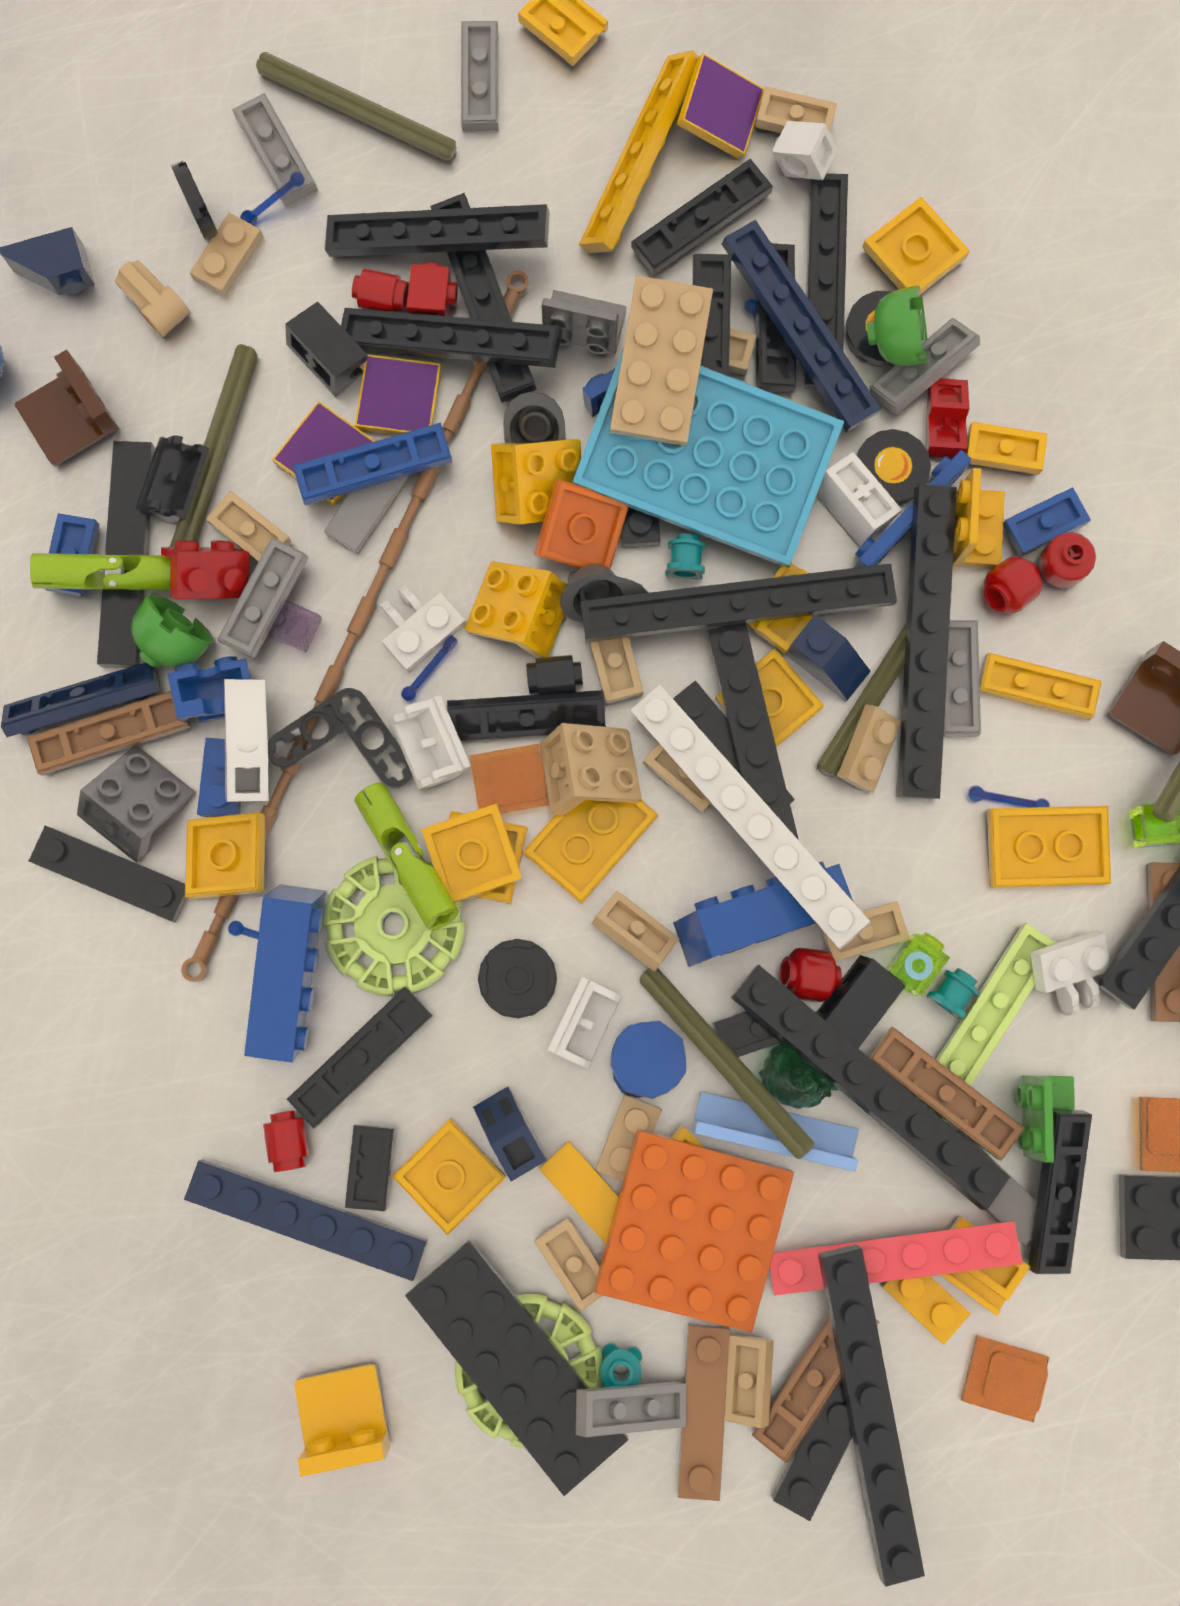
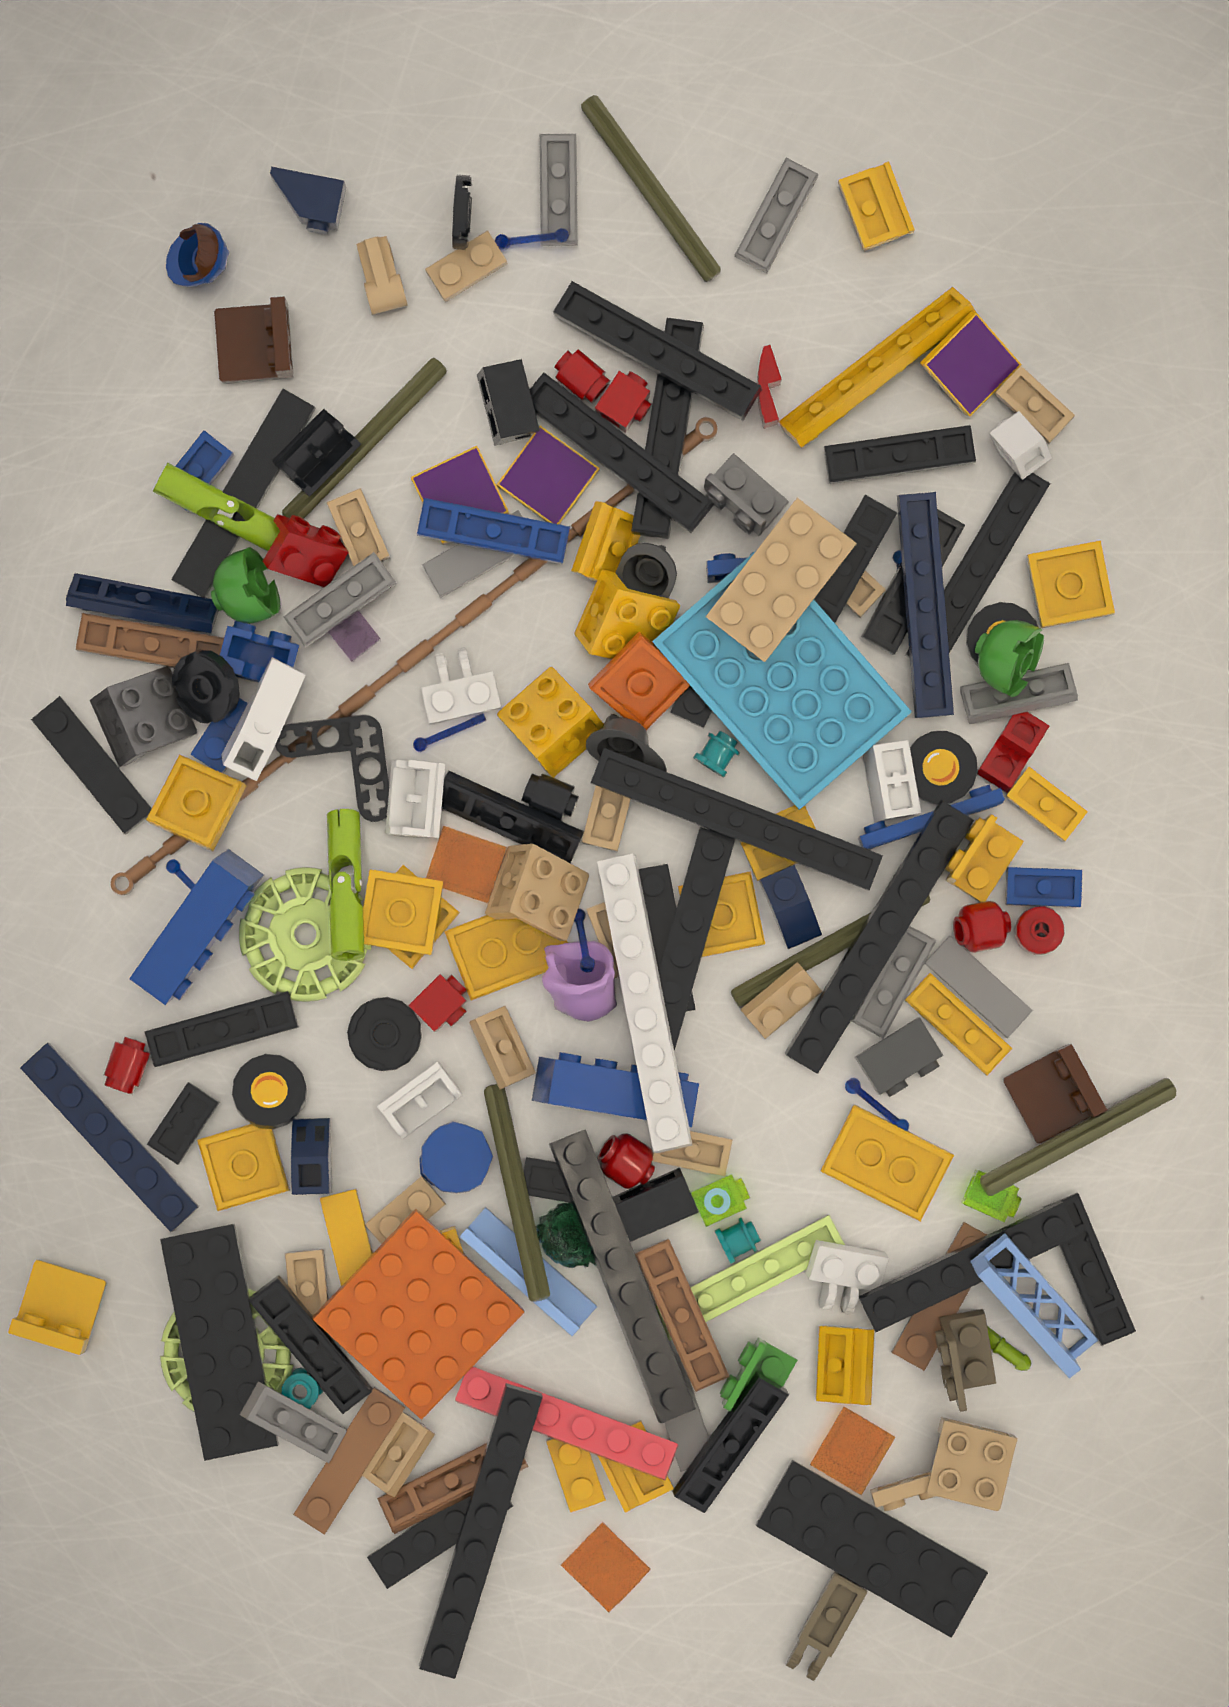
camera: 30 degrees right, 5 degrees up
(176, 740) = (206, 686): none -> black tile
(436, 1092) = (269, 1091): none -> black tile
(478, 420) = (604, 541): none -> yellow plate
(554, 919) = (440, 1002): none -> red brick
(560, 232) = (768, 378): none -> red slope
(606, 1318) = (310, 1344): none -> black plate
(674, 807) = (587, 963): none -> clear blue hinge
(676, 826) = (576, 992): none -> lavender piece
(1006, 742) = (899, 1057): none -> dark grey brick
(1038, 642) = (978, 986): none -> light grey tile
(1122, 1057) = (845, 1365): none -> yellow plate

